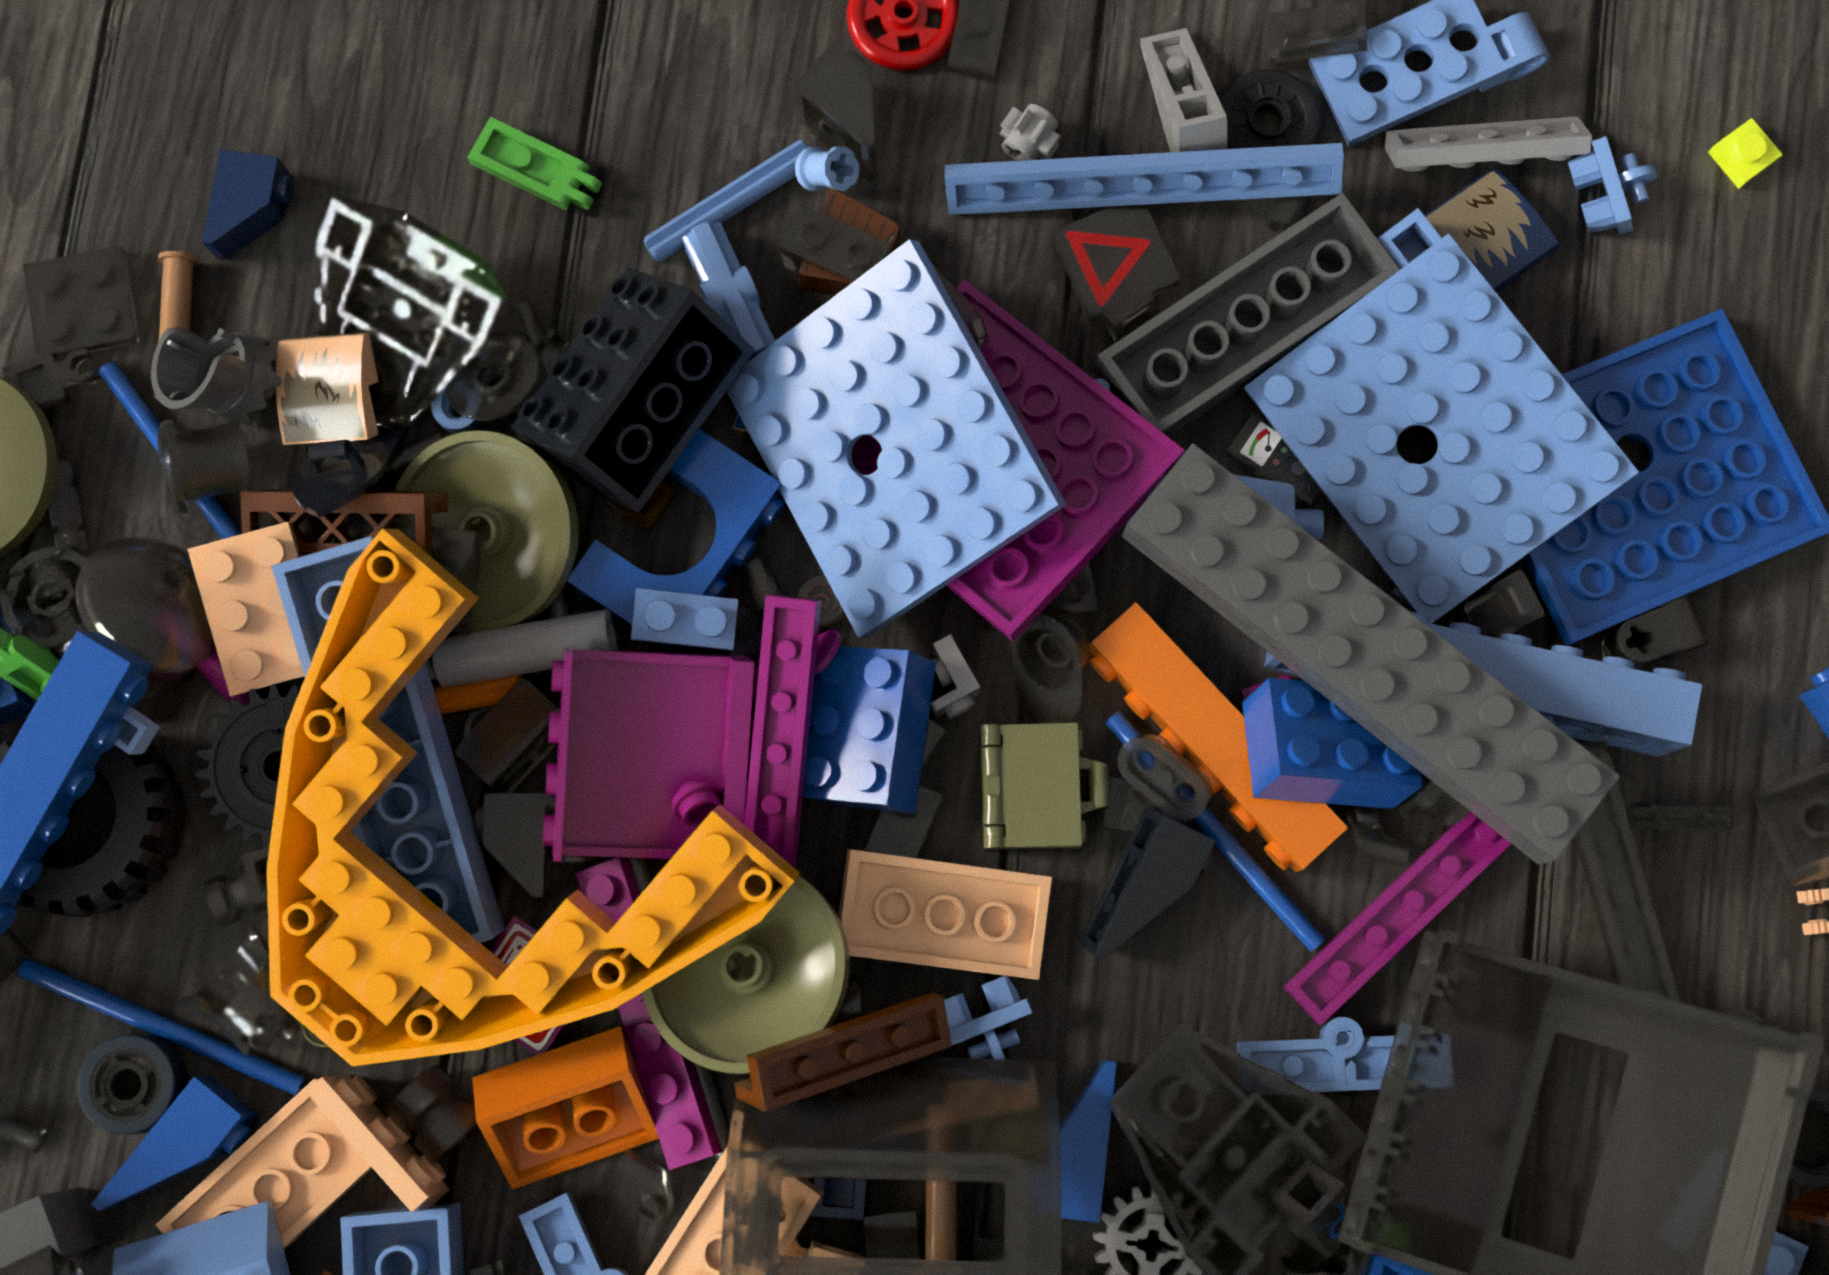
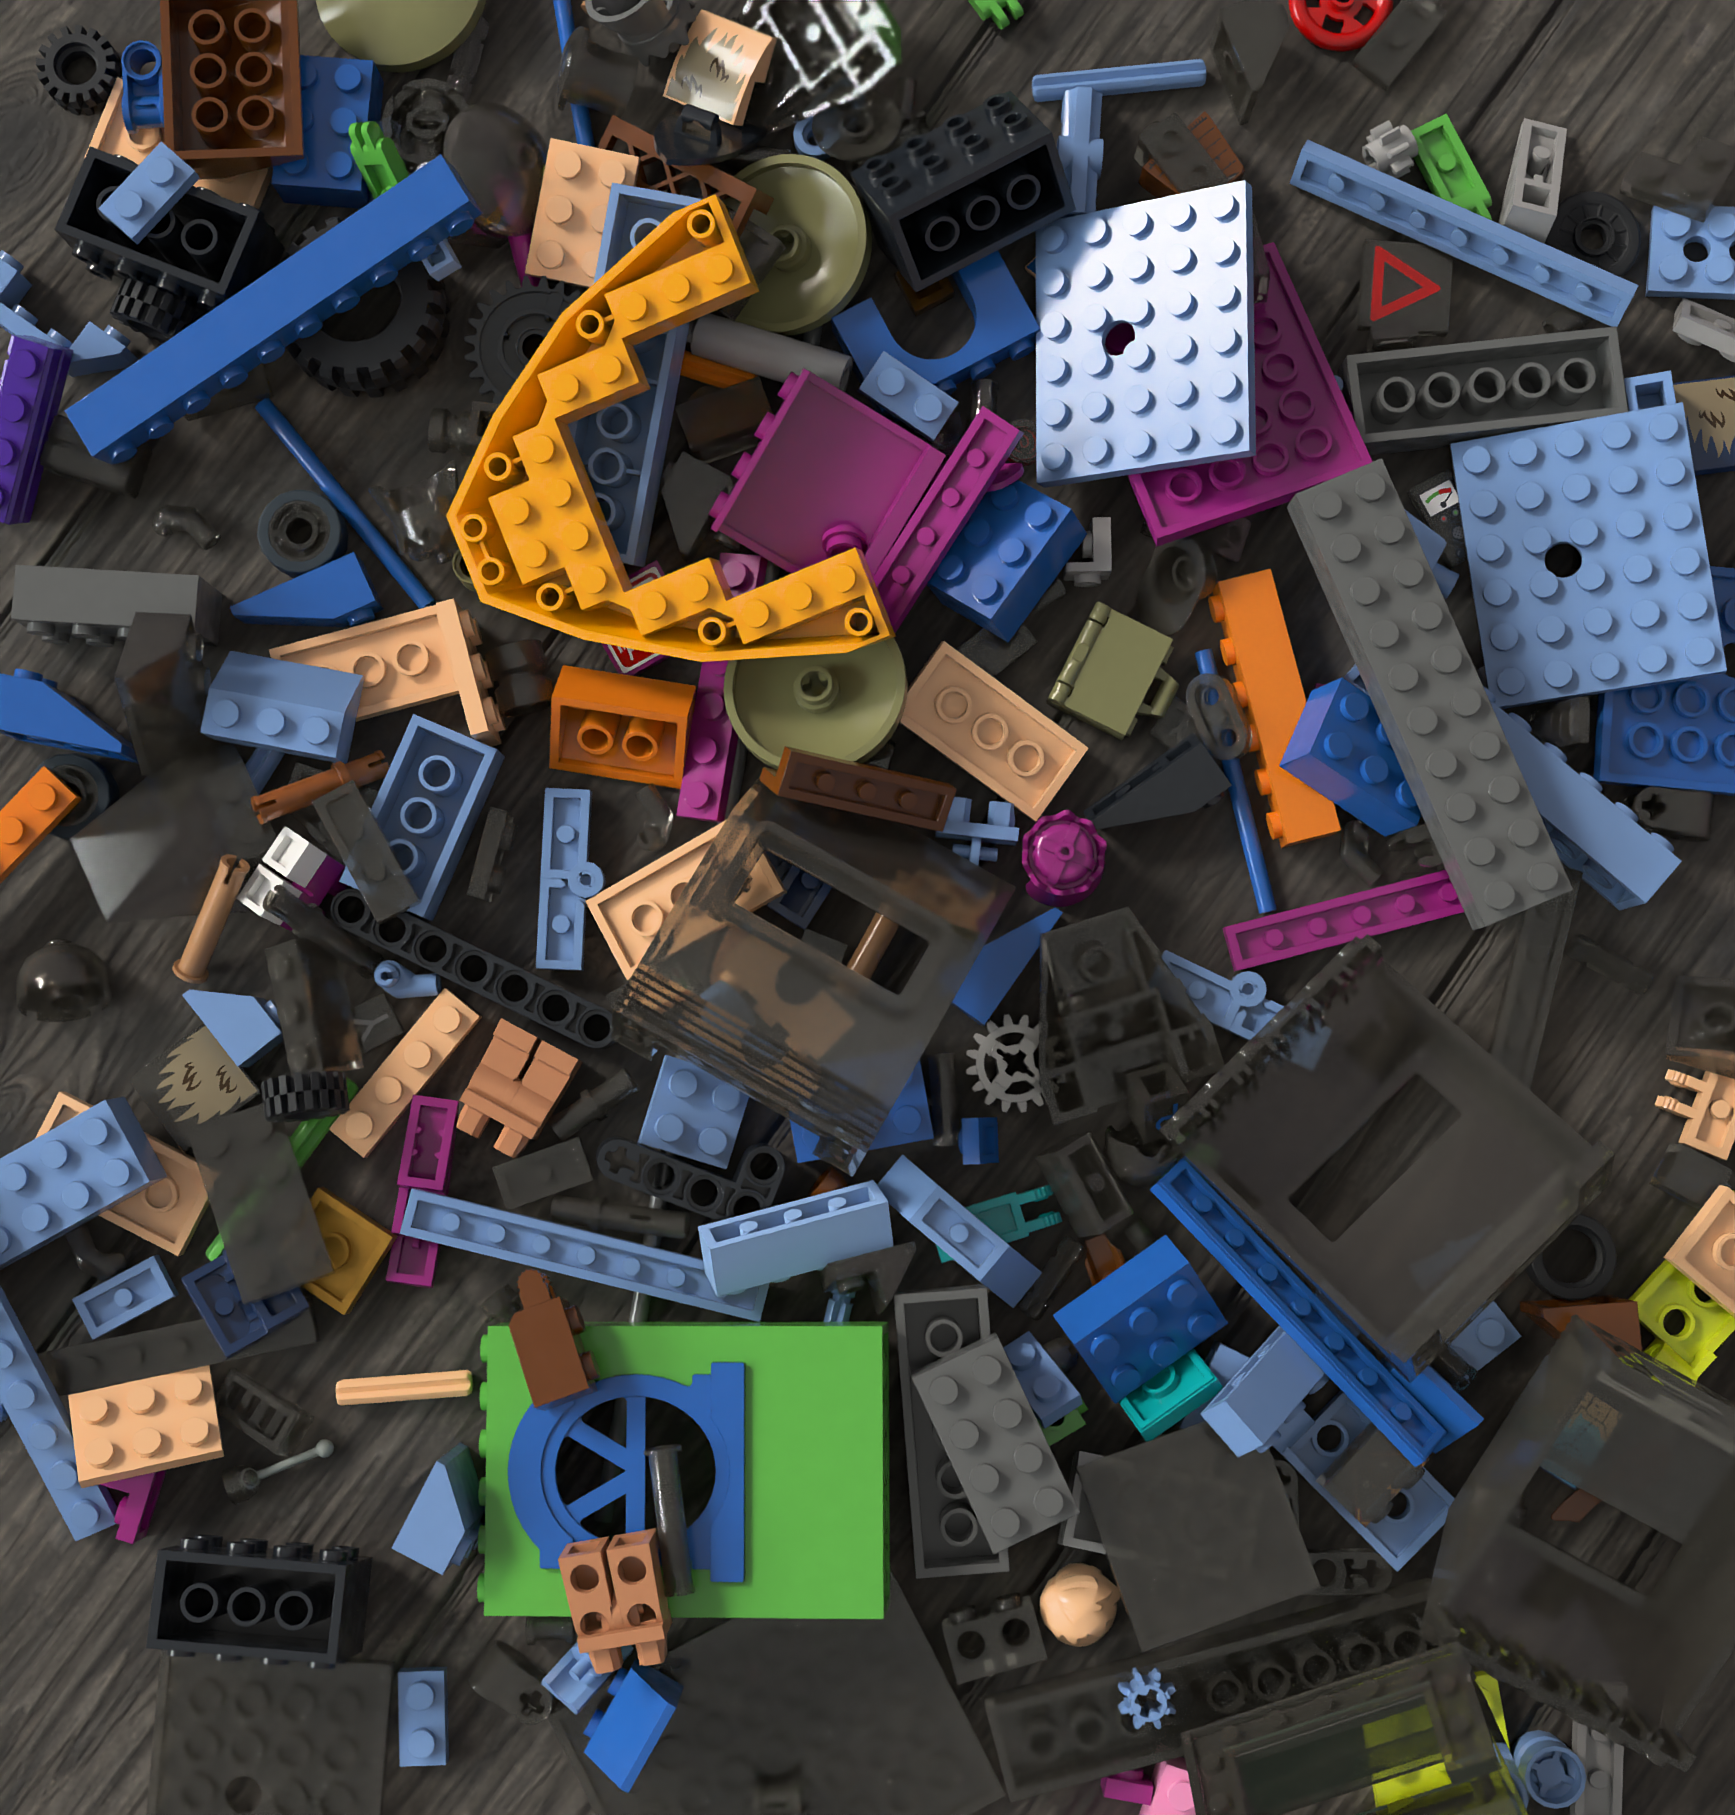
camera: 30 degrees right, 5 degrees up
(822, 168) = (1208, 93): light blue bush -> none
(1086, 1004) = (1063, 859): none -> magenta hat
(1096, 122) = (1449, 168): none -> bright green hinge

